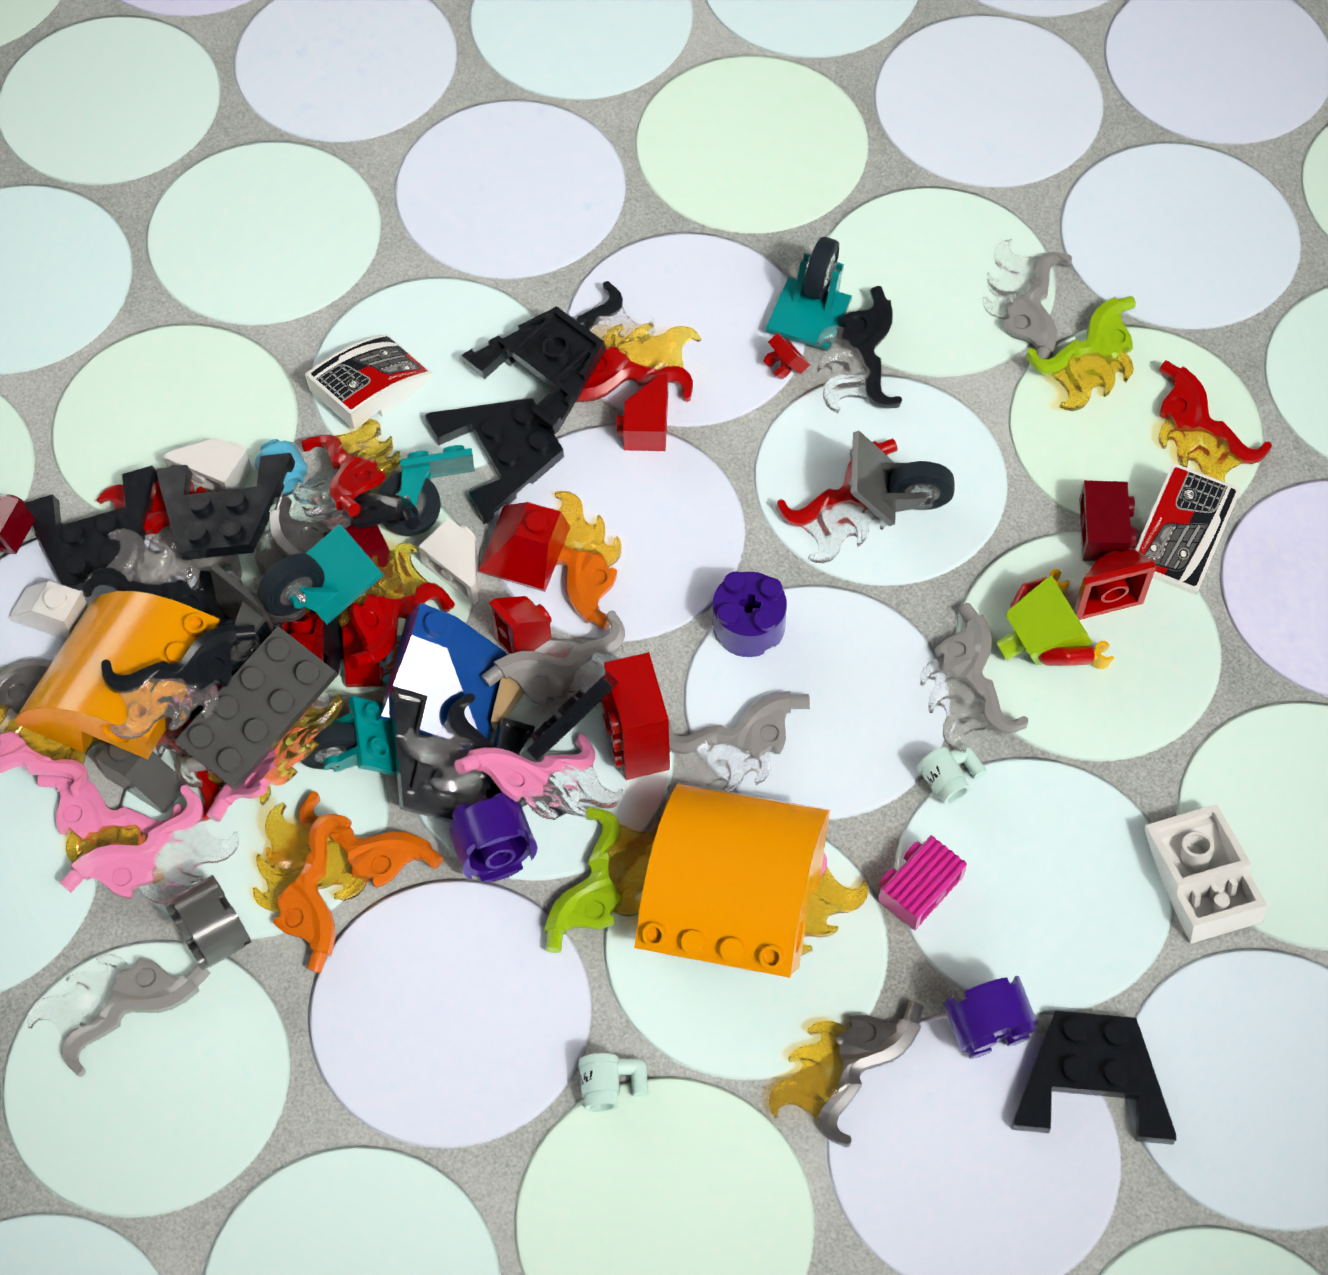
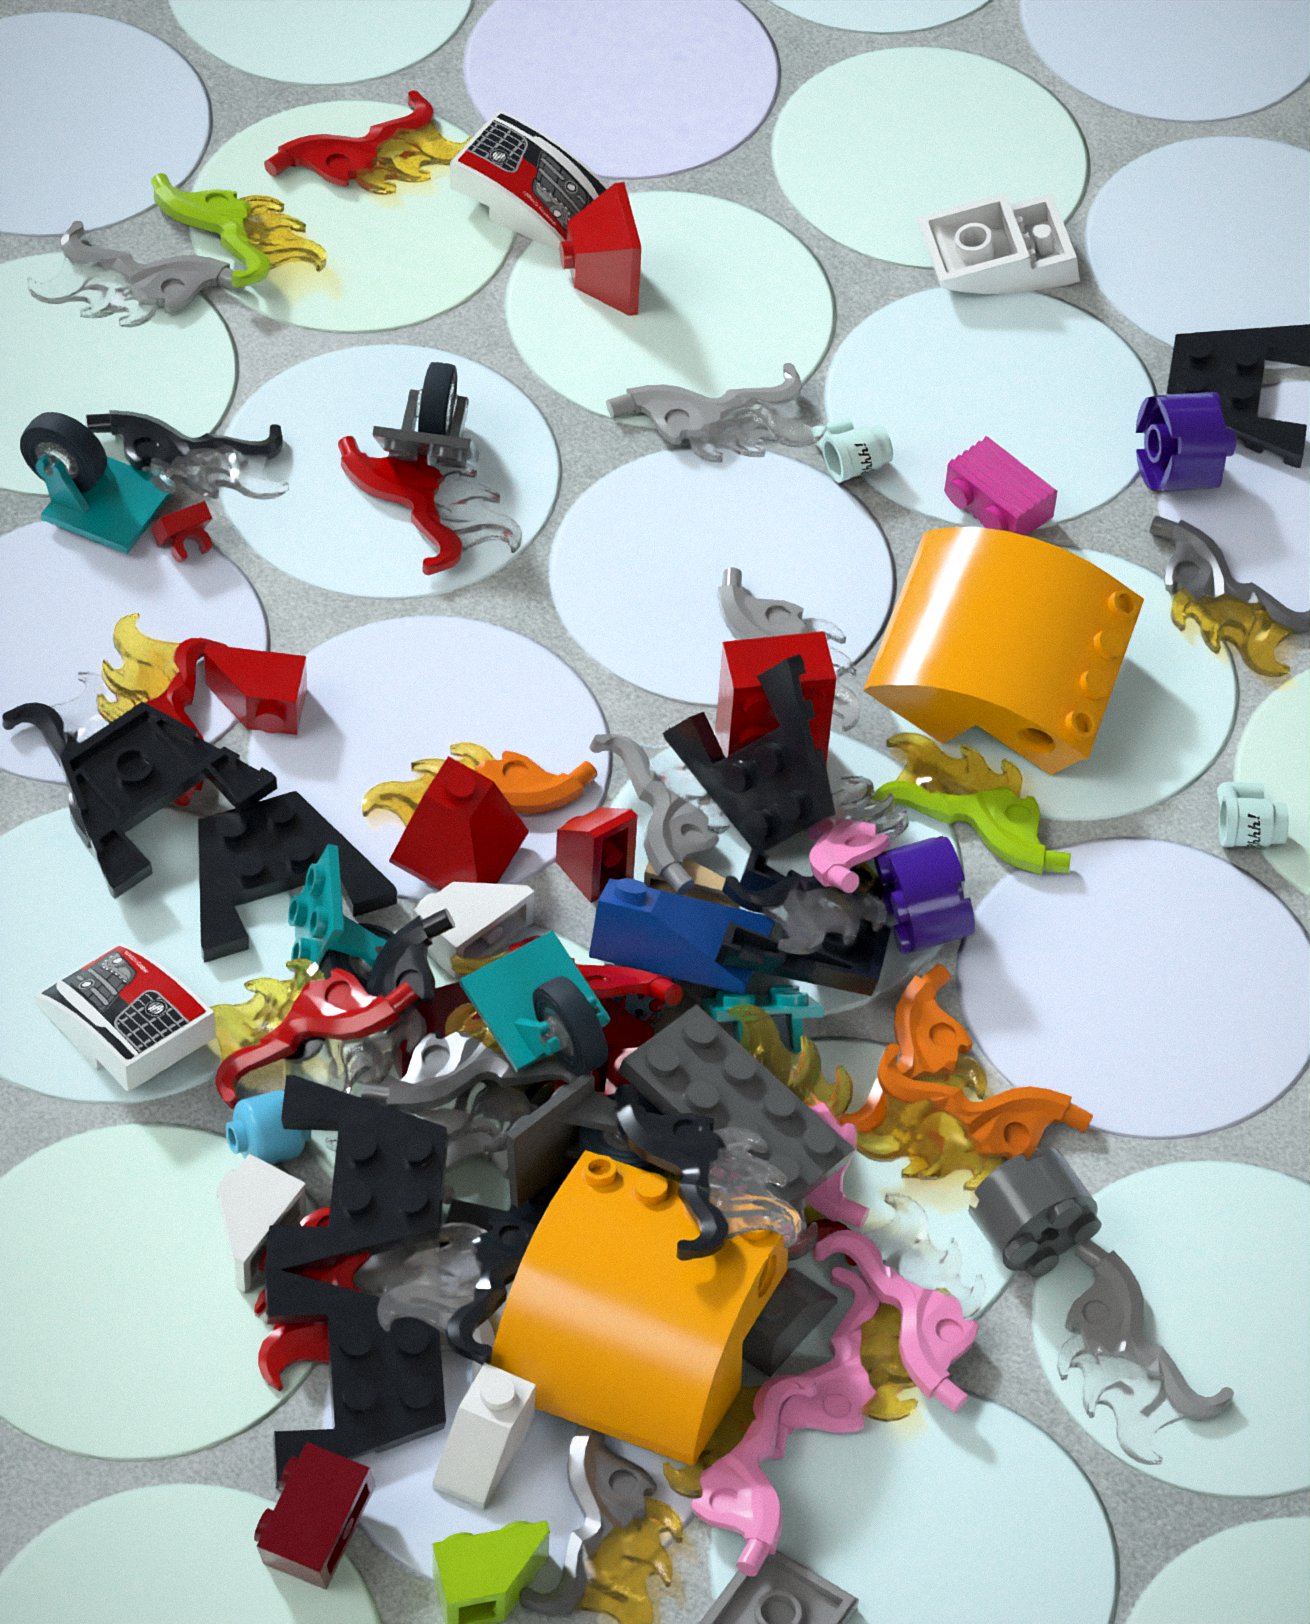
camera: 90 degrees left, 10 degrees down
(749, 613) = (604, 607): dark purple brick -> none
(1049, 627) = (656, 322): lime torso -> none
(1106, 518) = (508, 252): dark red brick -> none

